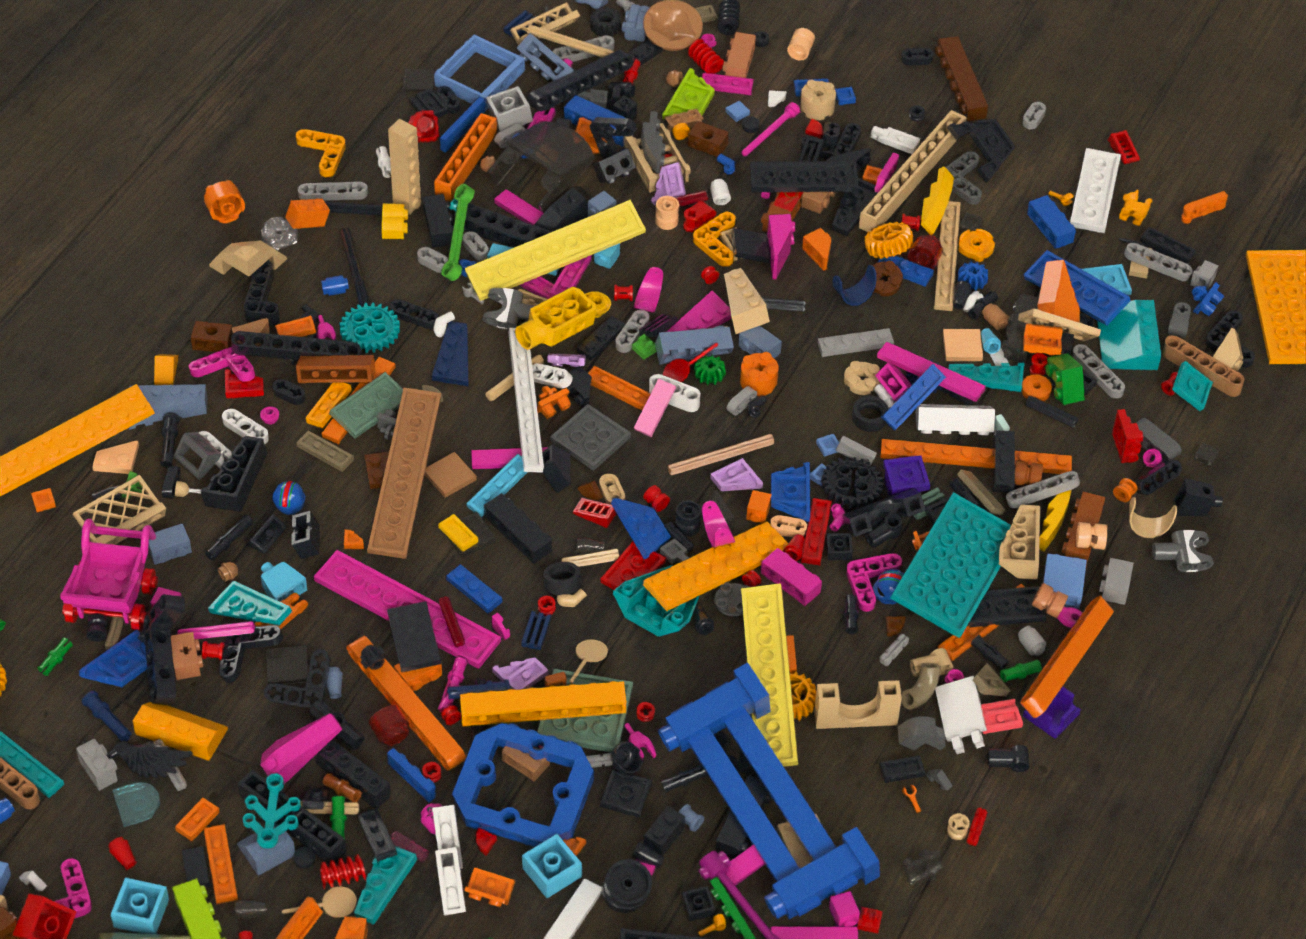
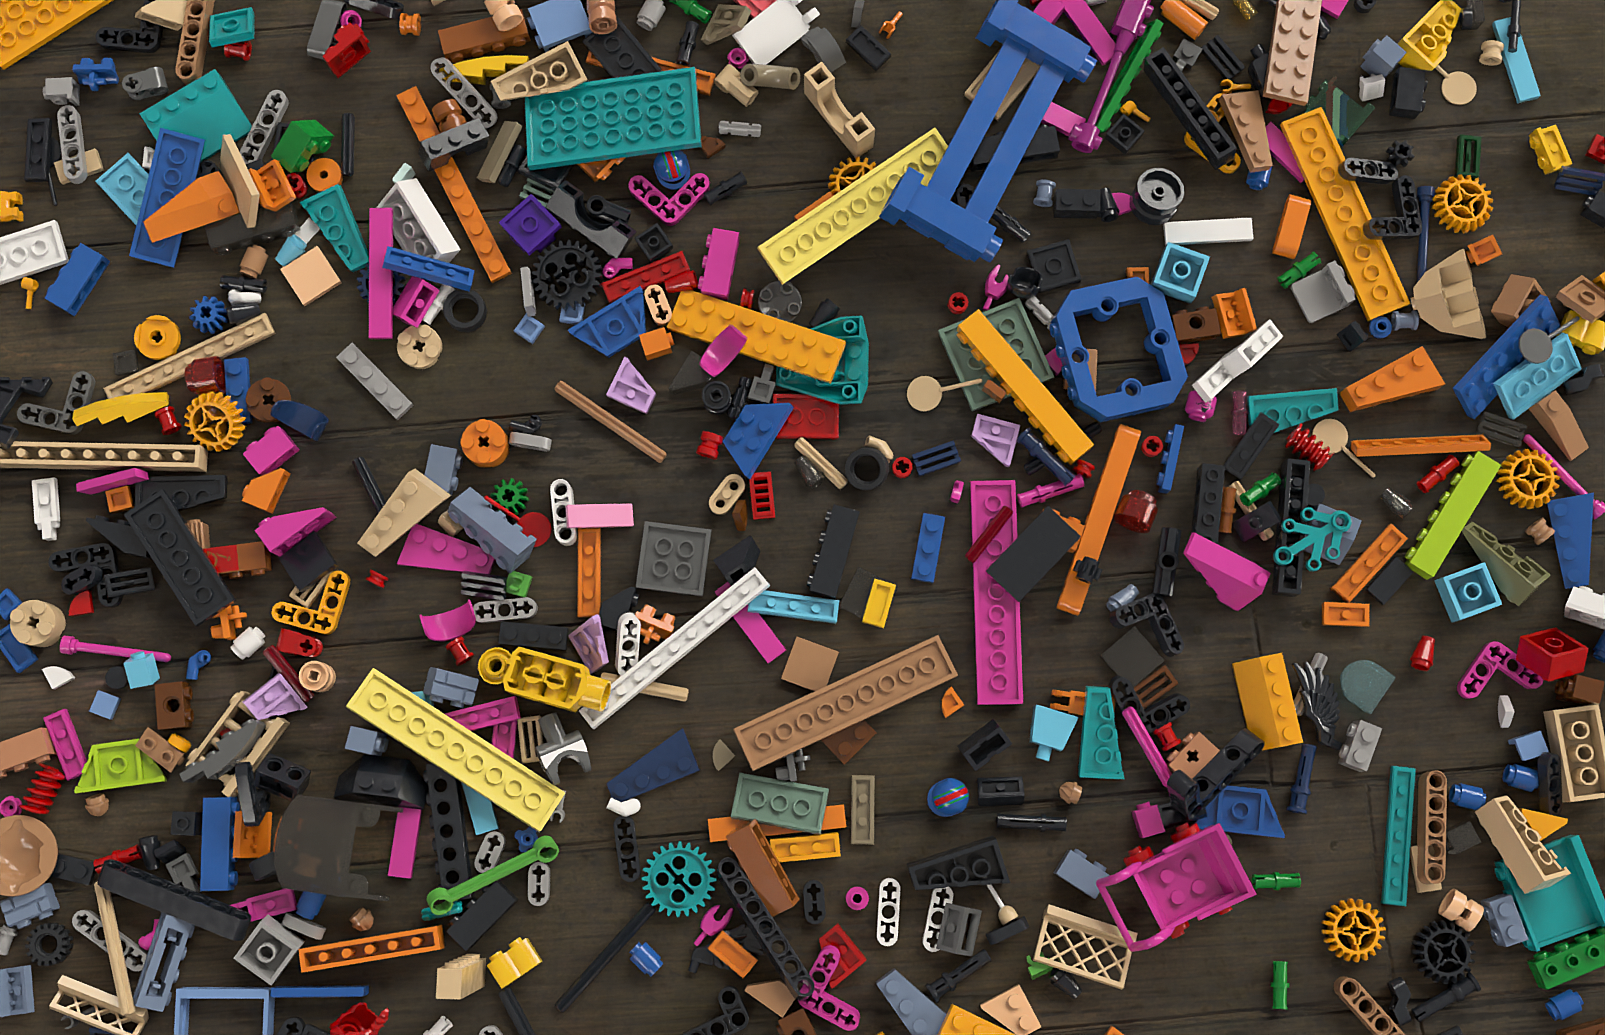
camera: 120 degrees left, 30 degrees up
(255, 680) = (1168, 676): none -> reddish brown tile
(502, 843) = (1206, 319): none -> reddish brown brick
(601, 271) = (450, 686): none -> sand blue brick
(742, 188) = (226, 629): none -> orange hips
(744, 132) = (141, 669): none -> medium azure brick
(845, 262) = (270, 451): none -> dark pink brick

